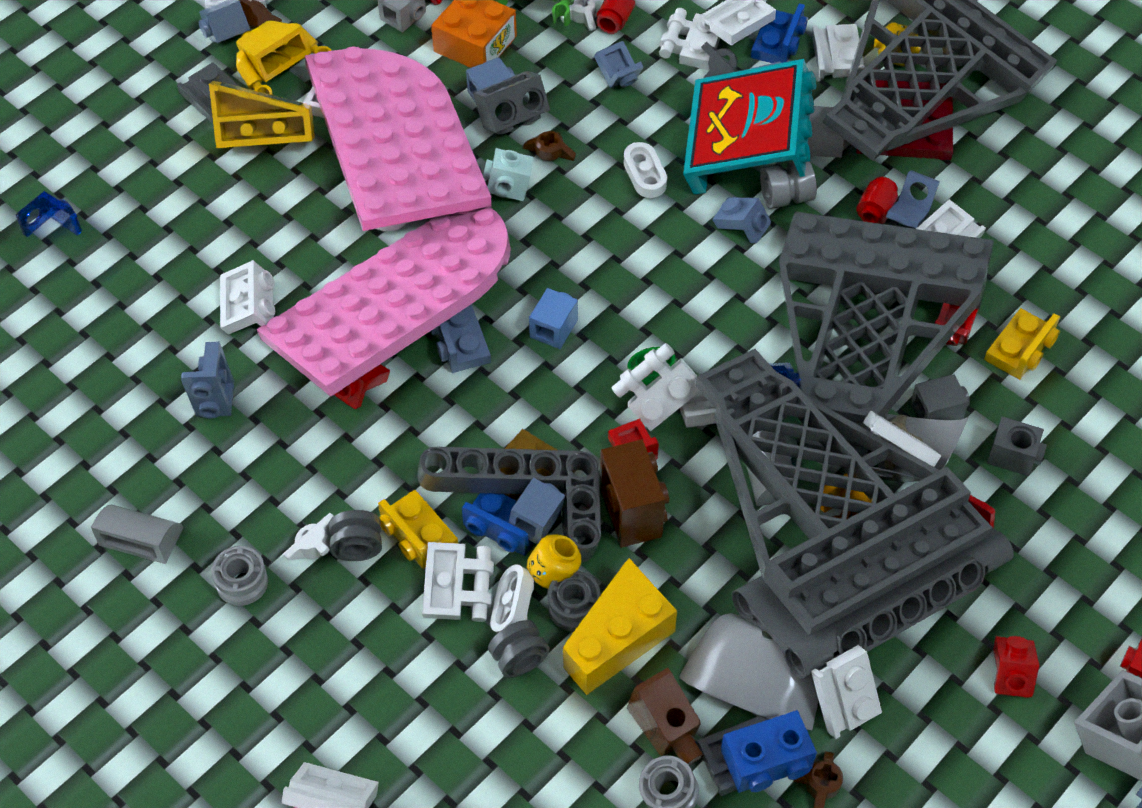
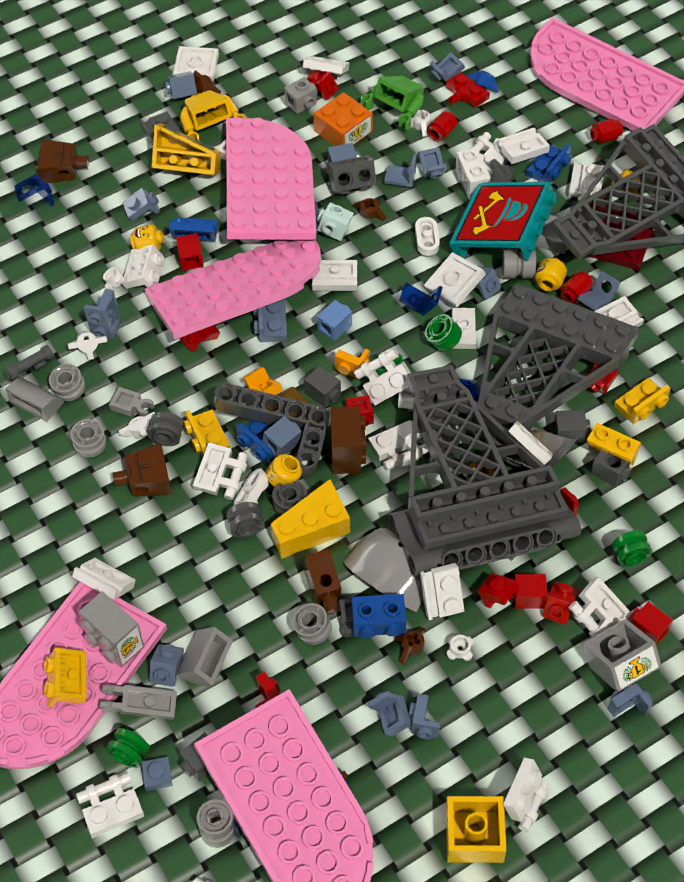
camera: 15 degrees right, 0 degrees up
(73, 165) = (59, 161): none -> reddish brown torso
(123, 474) = (34, 361): none -> dark grey plate
(173, 484) = (63, 374): none -> light grey wheel
(197, 433) = (89, 345): none -> white piece
(205, 321) = (113, 277): none -> white plate
(213, 204) = (140, 203): none -> sand blue bracket
(238, 250) = (146, 236): none -> yellow head
(284, 505) = (128, 402): none -> light grey plate
(305, 226) = (186, 226): none -> blue bracket
(309, 261) = (189, 252): none -> red brick
(344, 610) = (145, 473): none -> reddish brown torso
(473, 433) = (260, 381): none -> light orange bracket
(536, 253) = (336, 276): none -> white plate
(568, 420) = (322, 387): none -> dark grey brick
(580, 91) = (401, 175): none -> sand blue bracket
(598, 378) = (348, 363): none -> light orange bracket
(664, 264) = (419, 300): none -> clear blue bracket
(678, 66) = (471, 170): none -> white bracket
(697, 477) = (394, 440): none -> white plate
(706, 224) = (456, 277): none -> white plate
(716, 304) = (443, 332): none -> green wheel
(739, 291) = (466, 320): none -> white plate
(837, 189) = (550, 274): none -> yellow head
(895, 759) = (463, 641): none -> white plate
(924, 670) = (497, 590): none -> red bracket
(967, 660) = (531, 591): none -> red brick
(1010, 412) = (614, 443): none -> yellow bracket
(1077, 654) = (603, 603): none -> white plate
(1089, 561) = (632, 548): none -> green wheel

